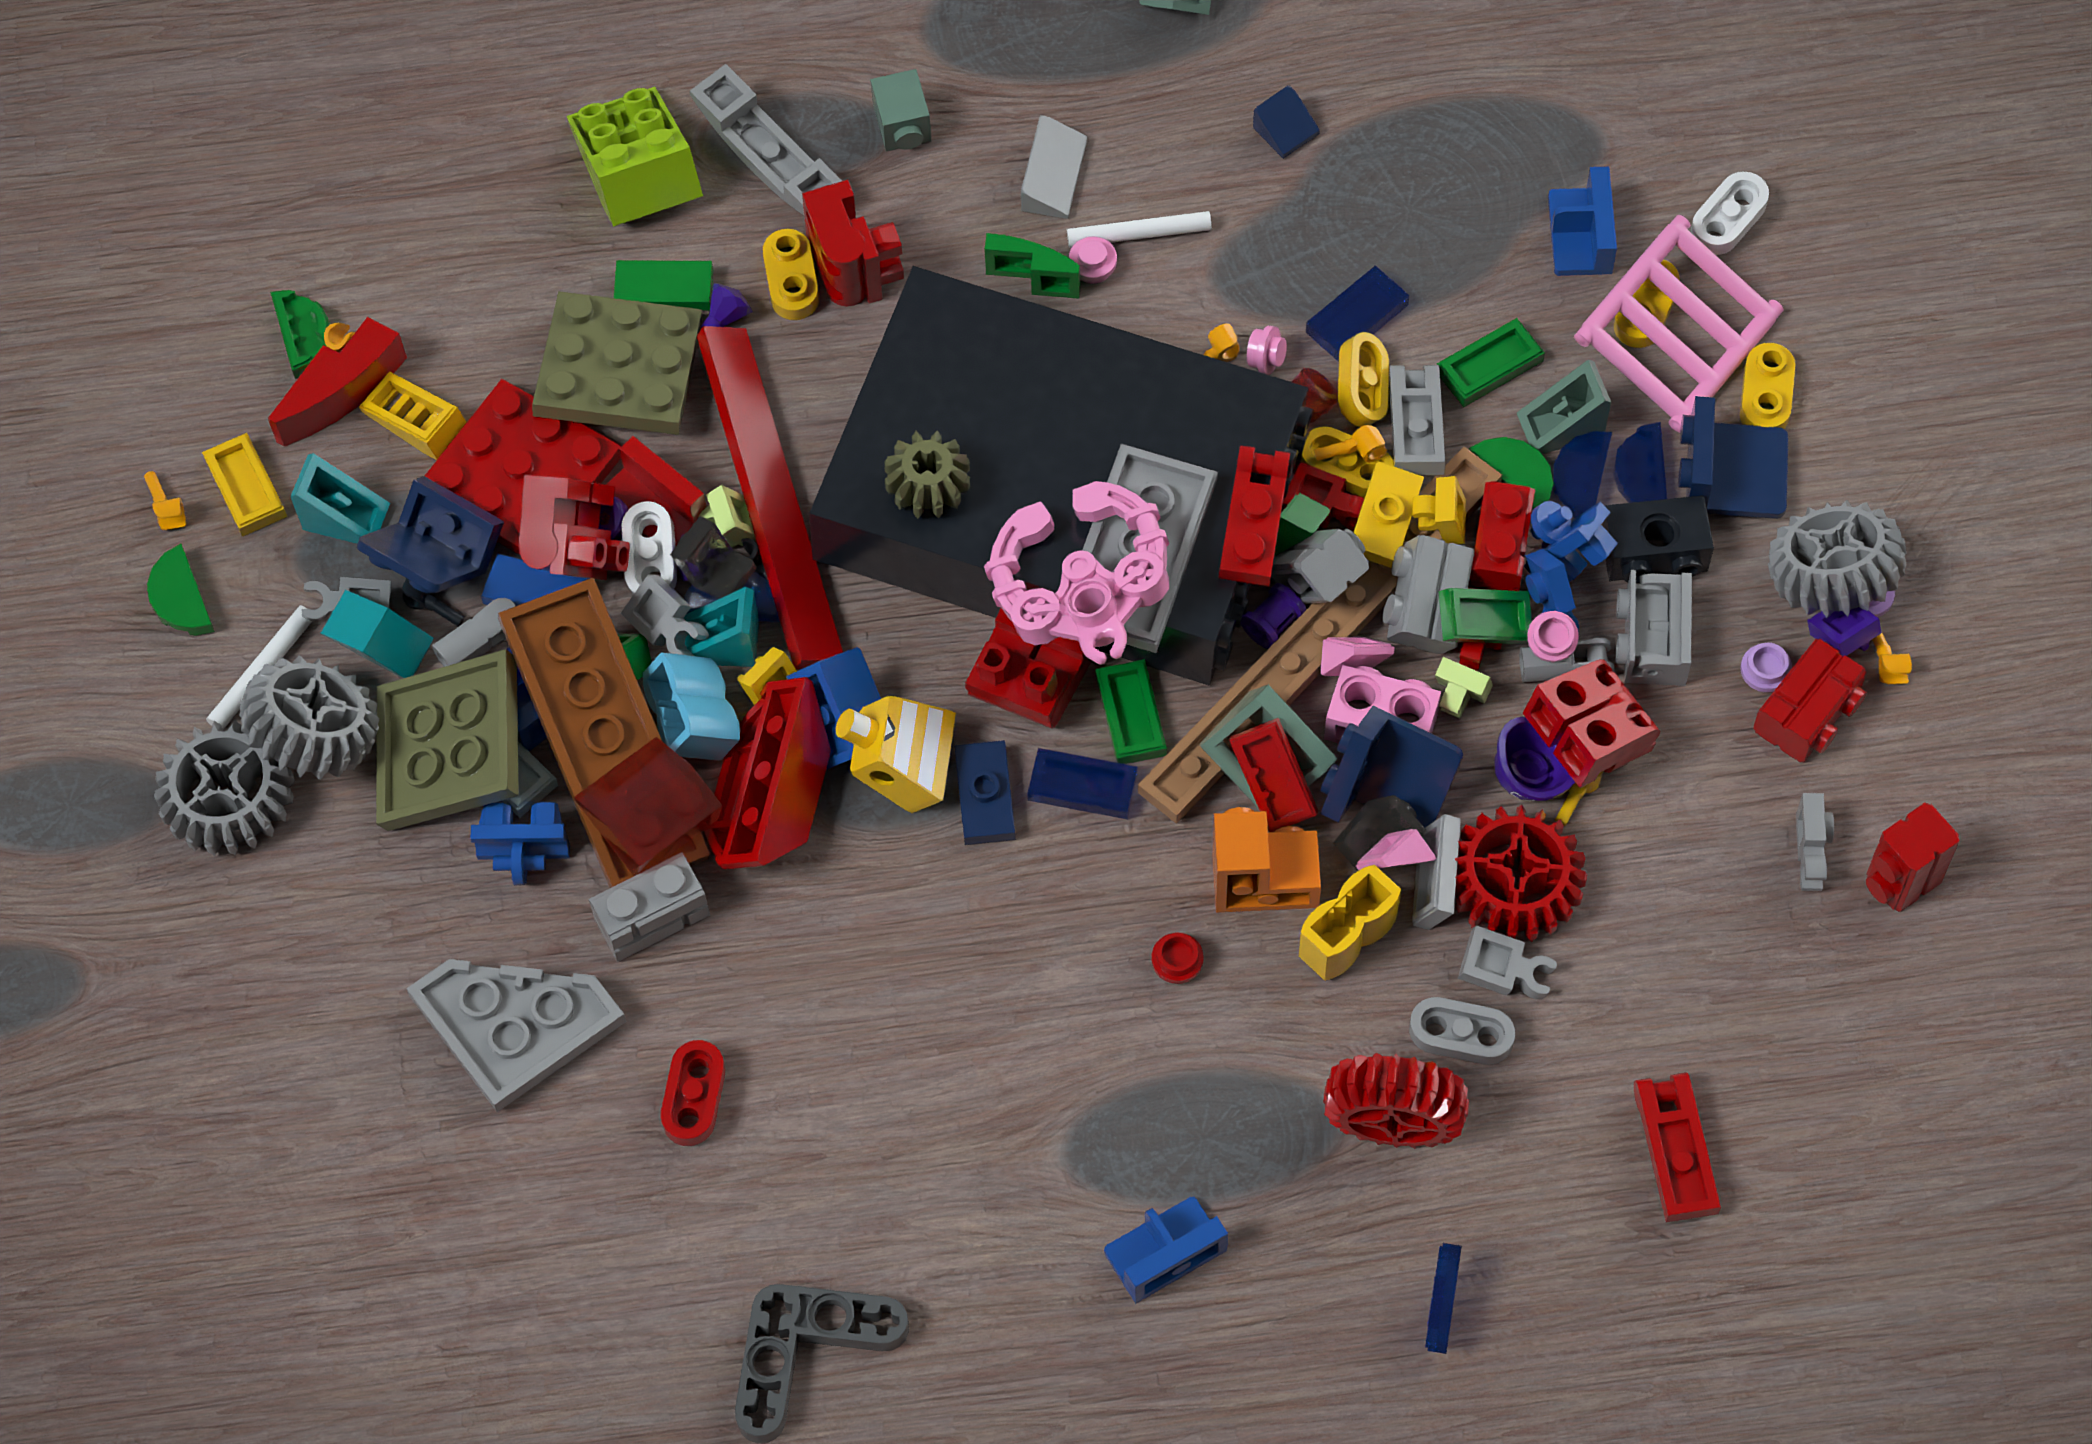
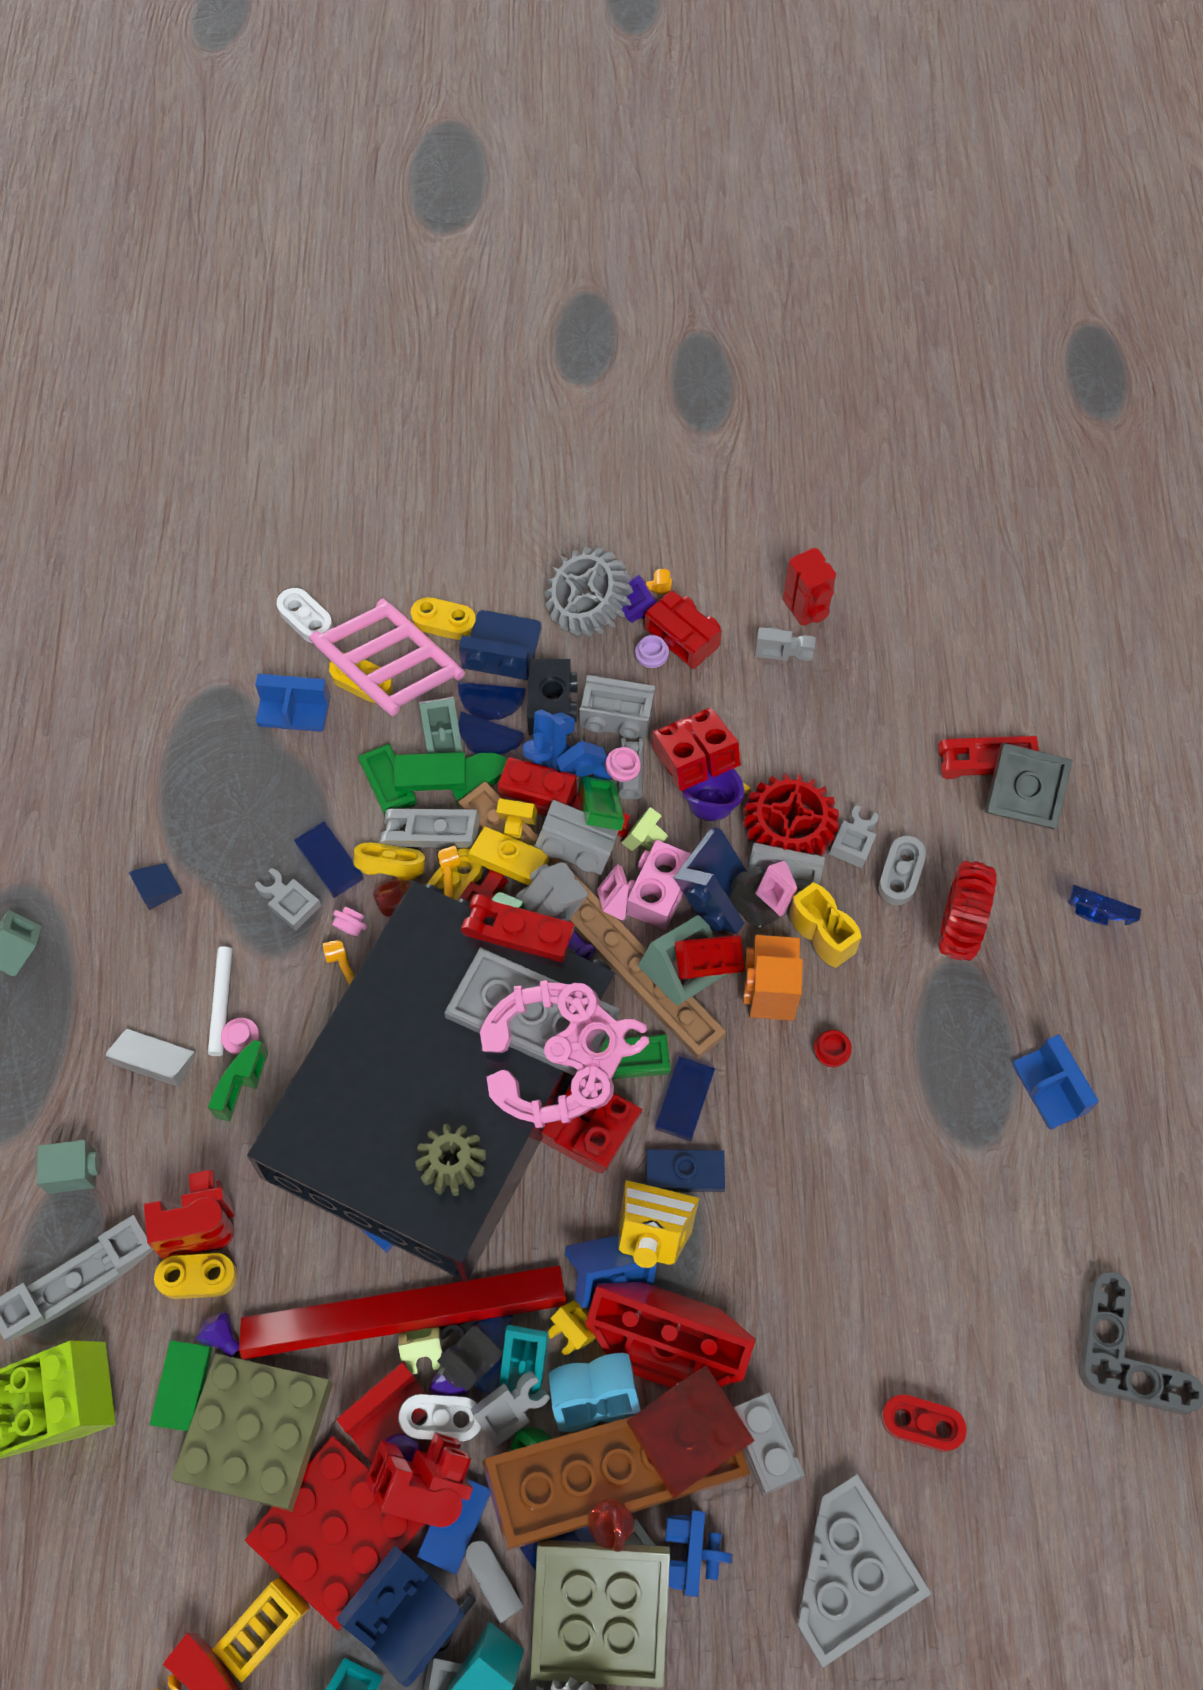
camera: 85 degrees left, 0 degrees up
(535, 723) = (611, 1524): none -> clear red tile
(1288, 278) = (289, 901): none -> light grey plate
(1503, 405) = (430, 772): none -> green tile
(1626, 1193) = (1028, 786): none -> pearl dark grey plate

